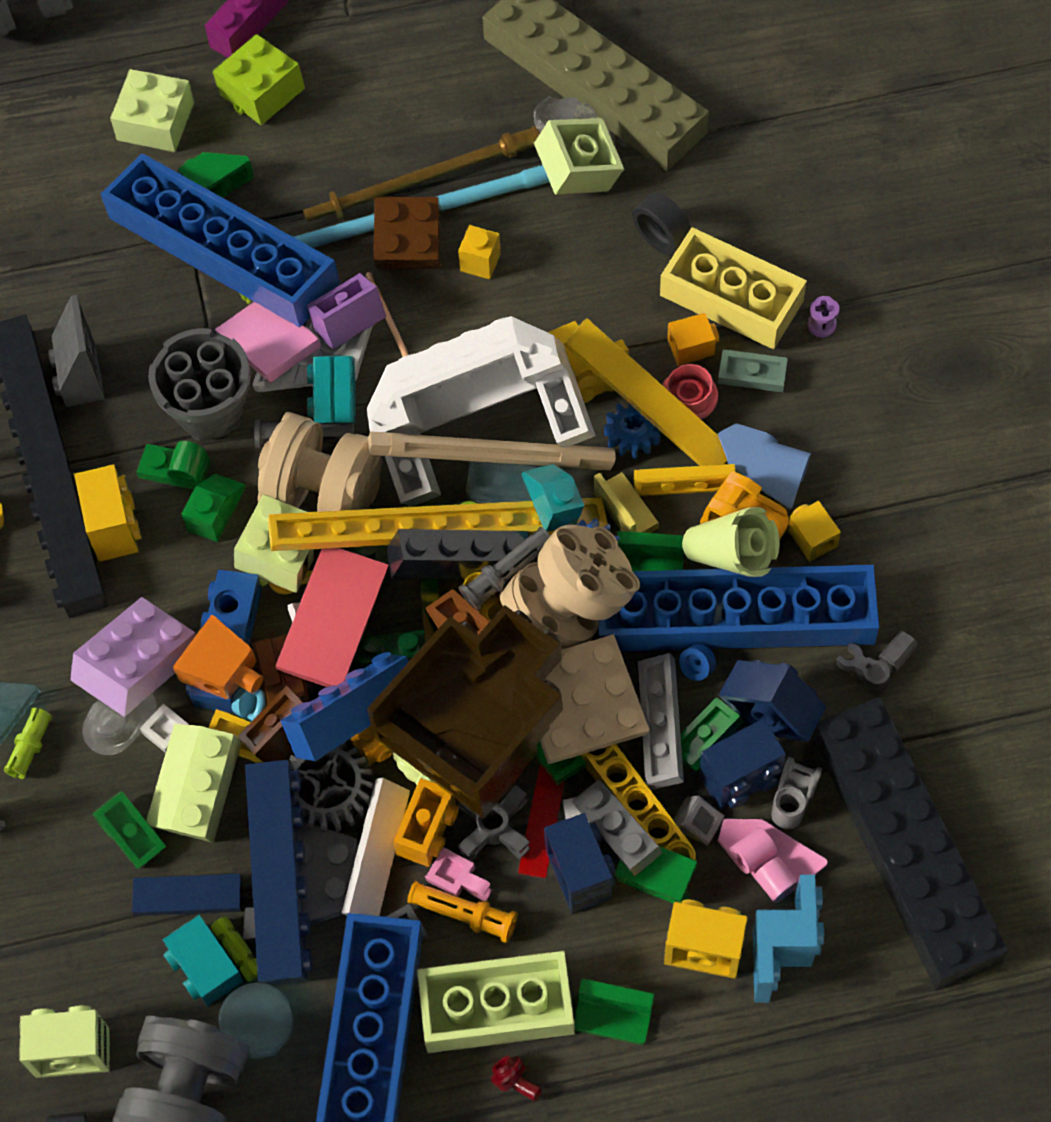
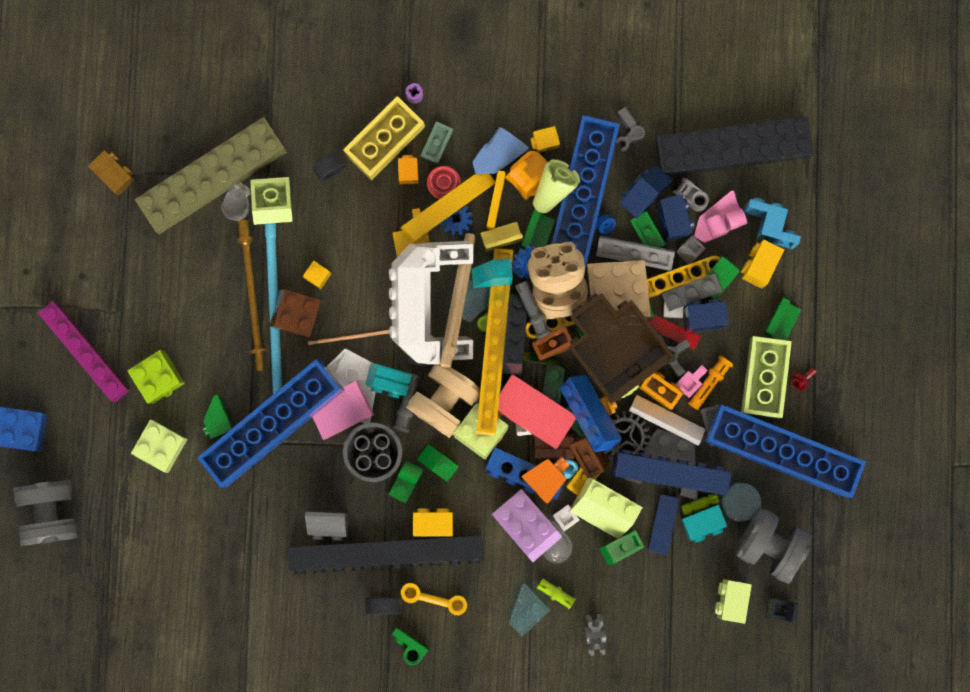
camera: 80 degrees left, 20 degrees up
(346, 311) = (343, 360): medium lavender brick -> none

